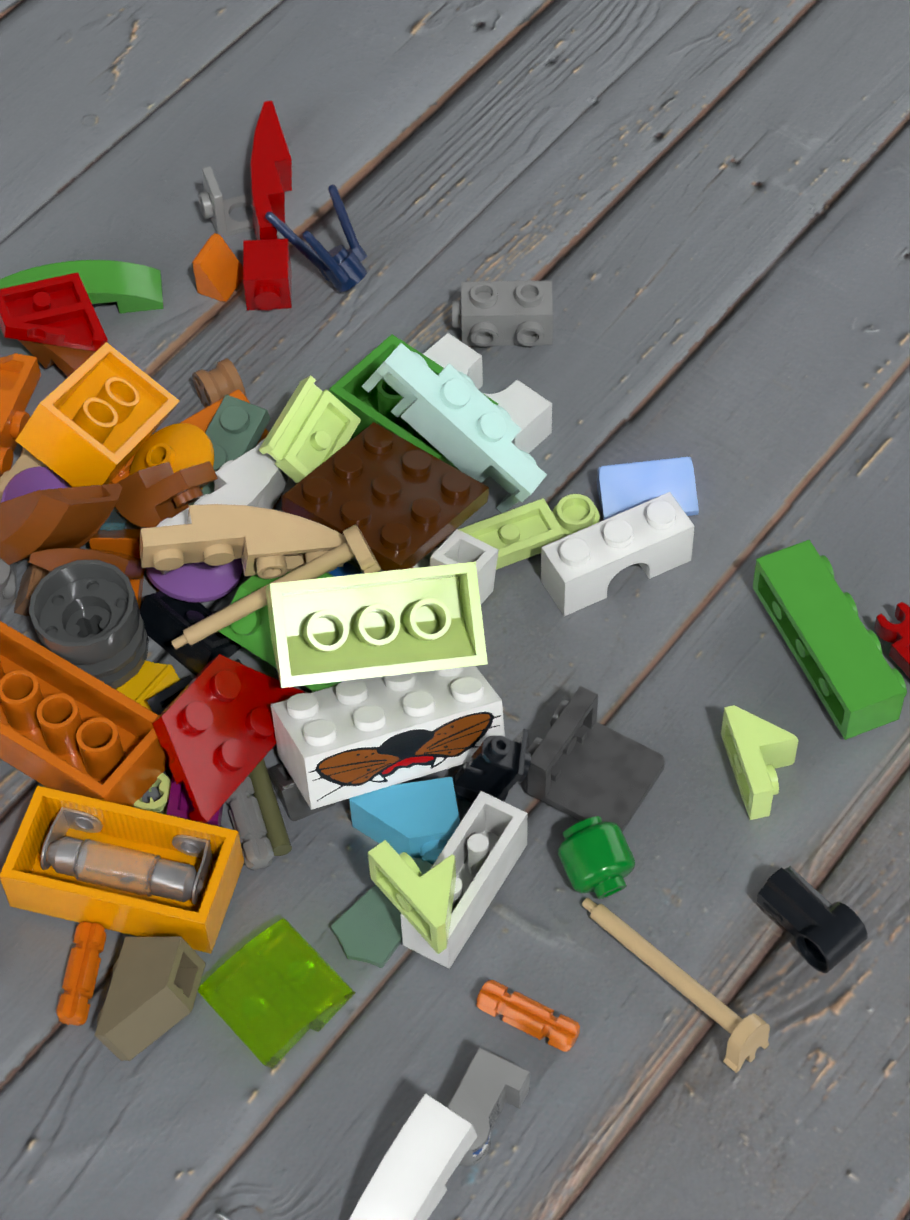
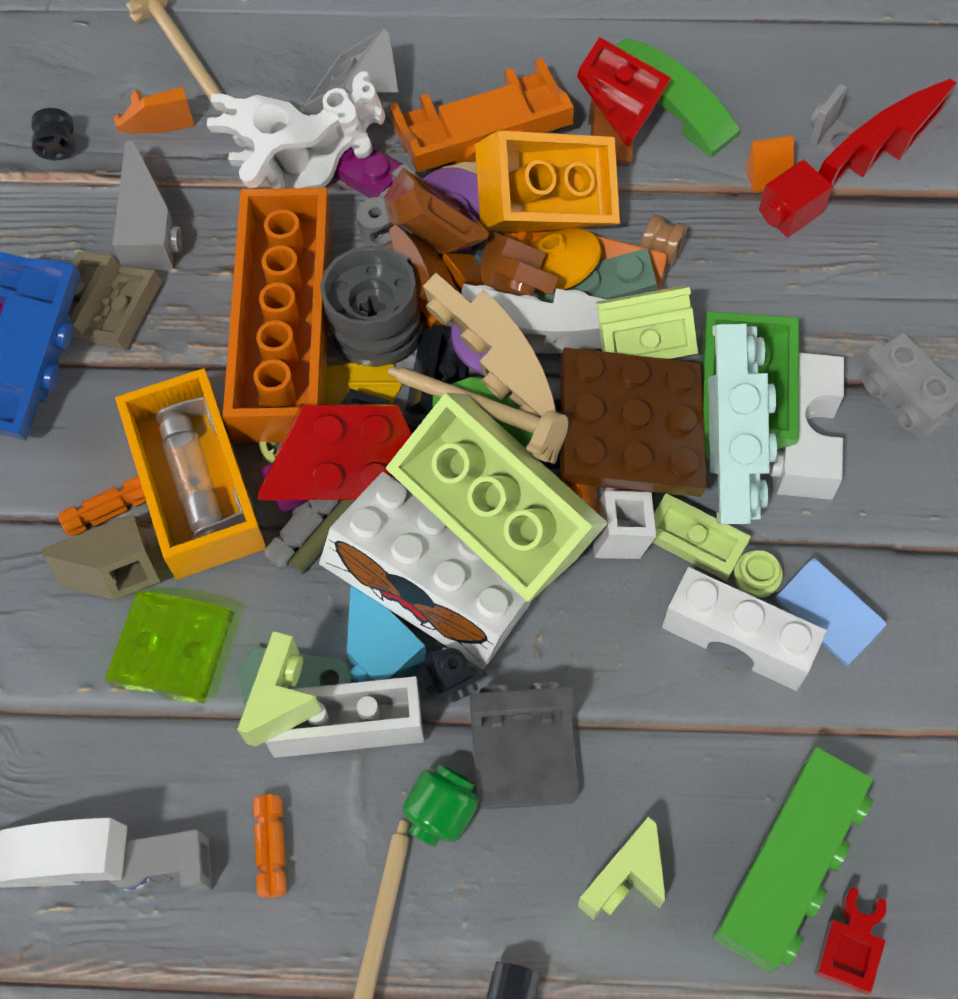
camera: 55 degrees right, 10 degrees up
(338, 265) = (847, 238): dark blue plant -> none

